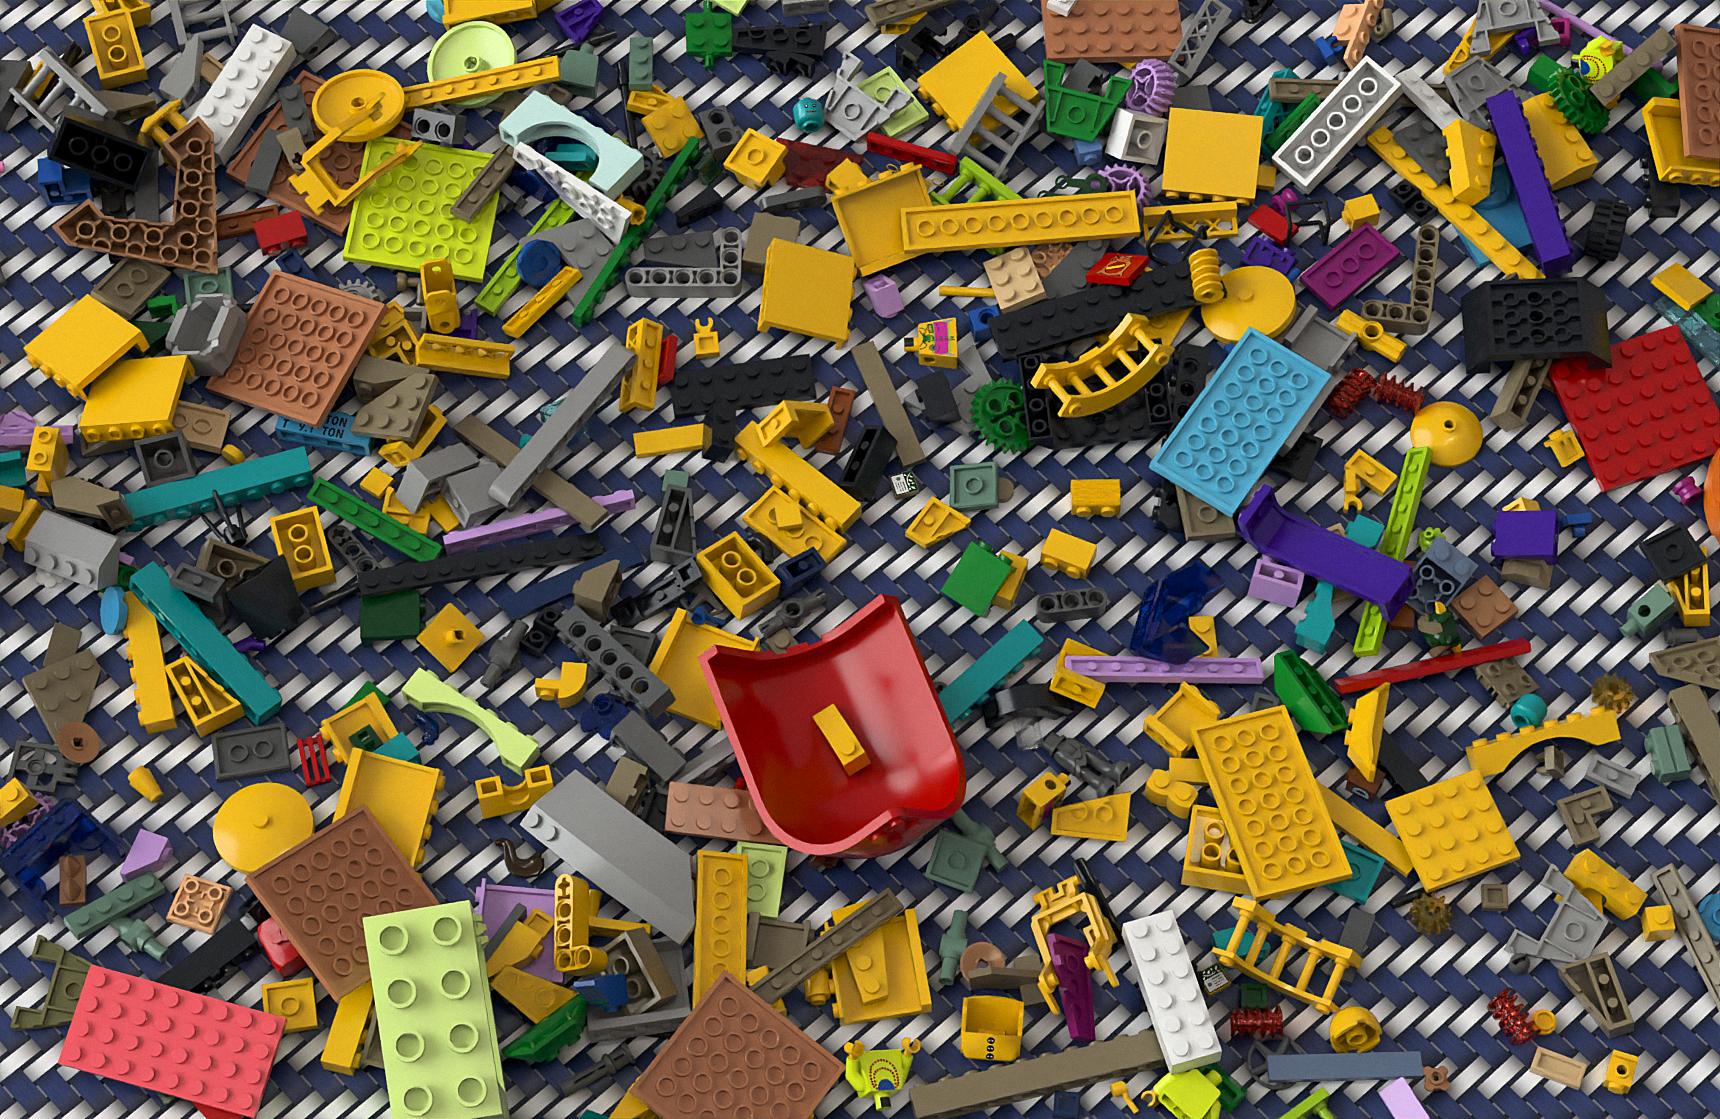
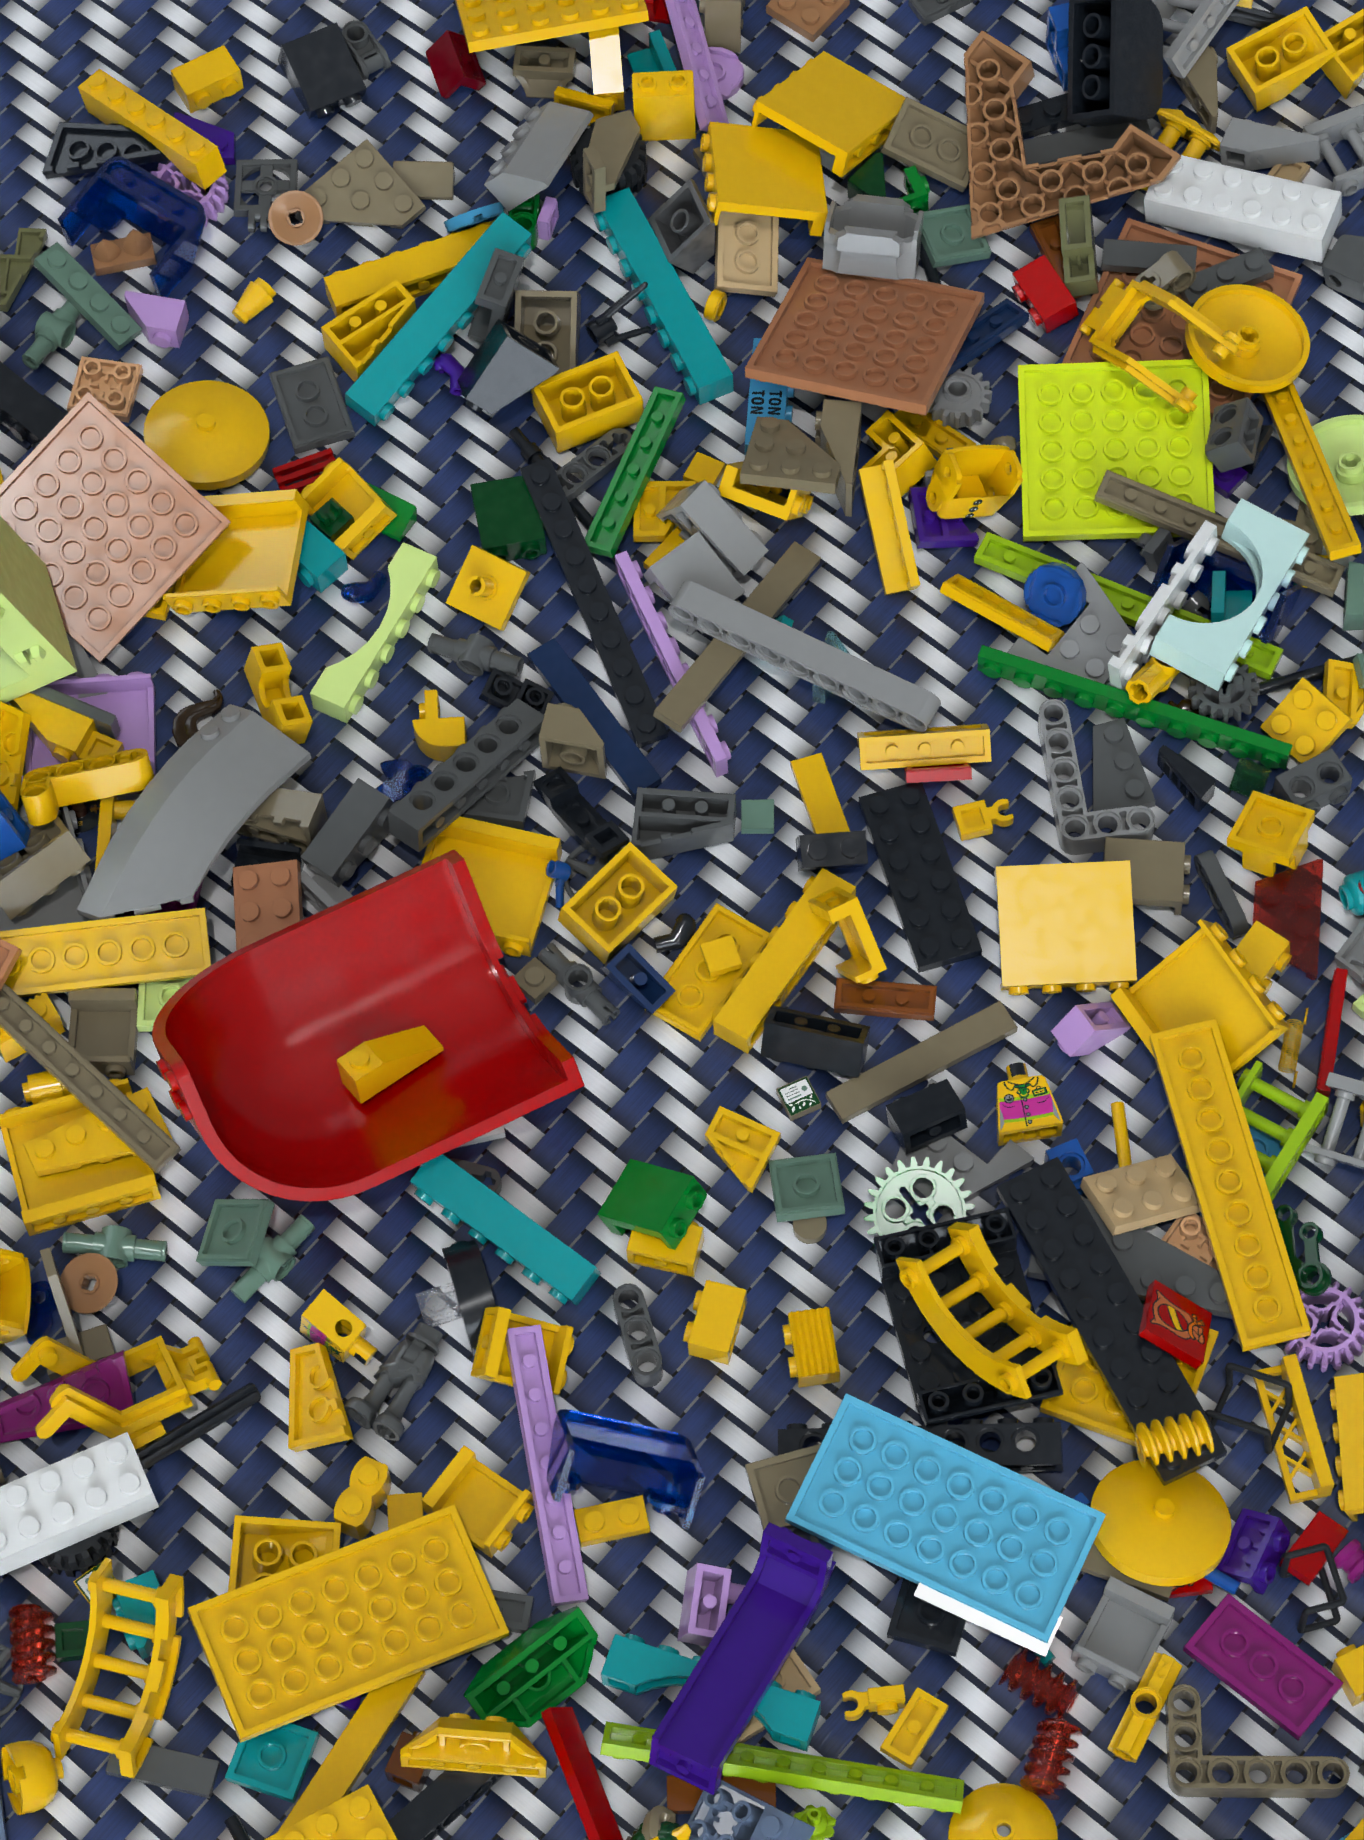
camera: 85 degrees right, 0 degrees up
(247, 201) = (1078, 245): none -> olive slope

